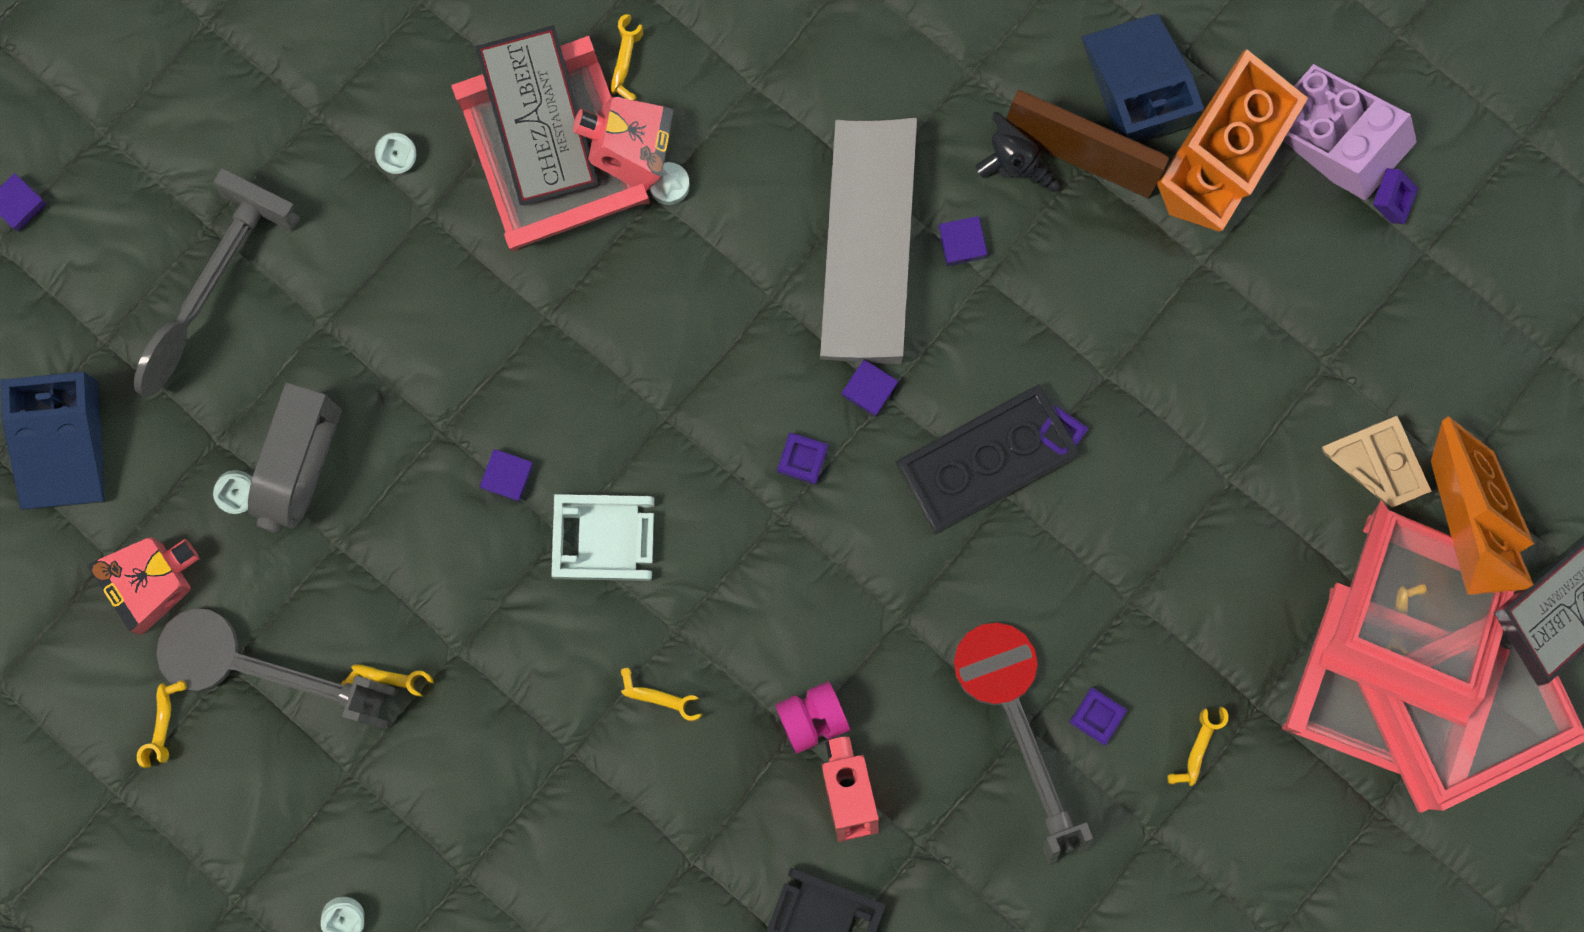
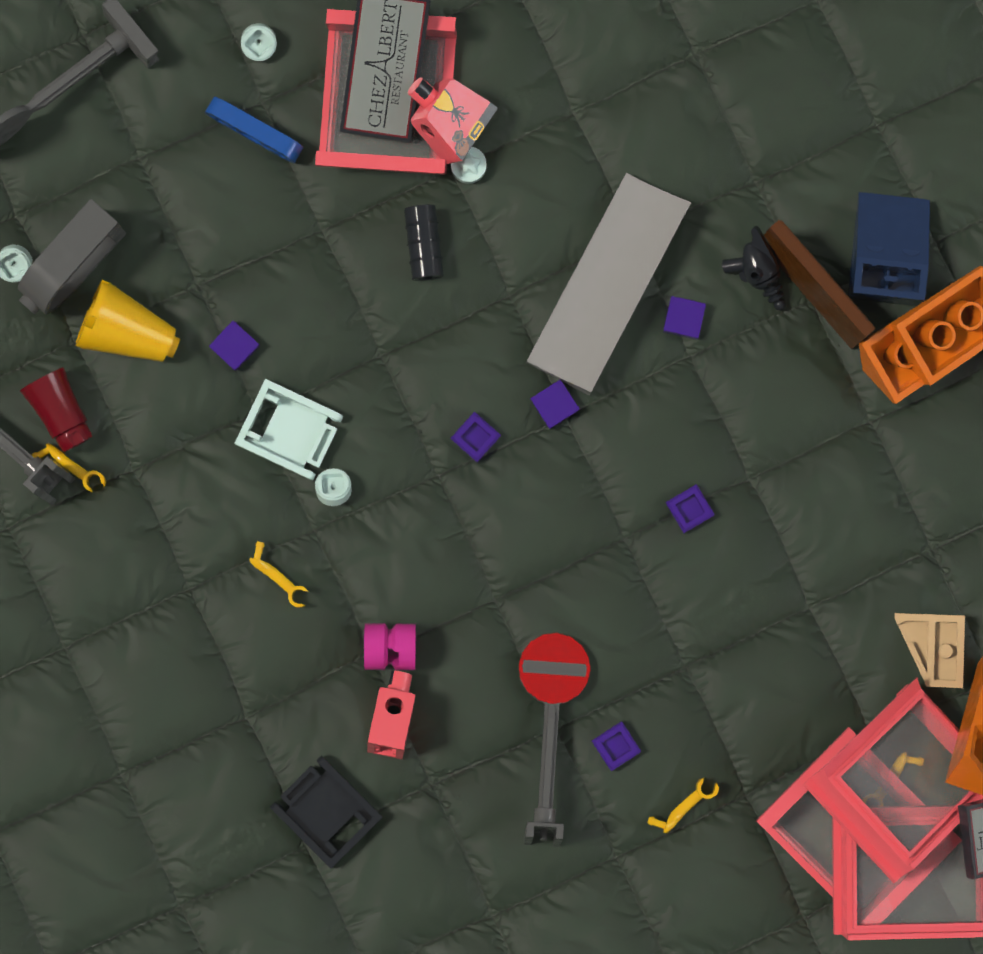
camera: 15 degrees right, 5 degrees up
(347, 623) = (58, 409): none -> dark red plant
(382, 505) = (125, 327): none -> yellow cone
(429, 243) = (254, 129): none -> blue beam
(624, 56) = (478, 44): yellow piece -> none
(658, 281) = (423, 242): none -> black axle
(676, 576) = (333, 487): none -> light aqua tile
(986, 459) = (621, 503): black tile -> none

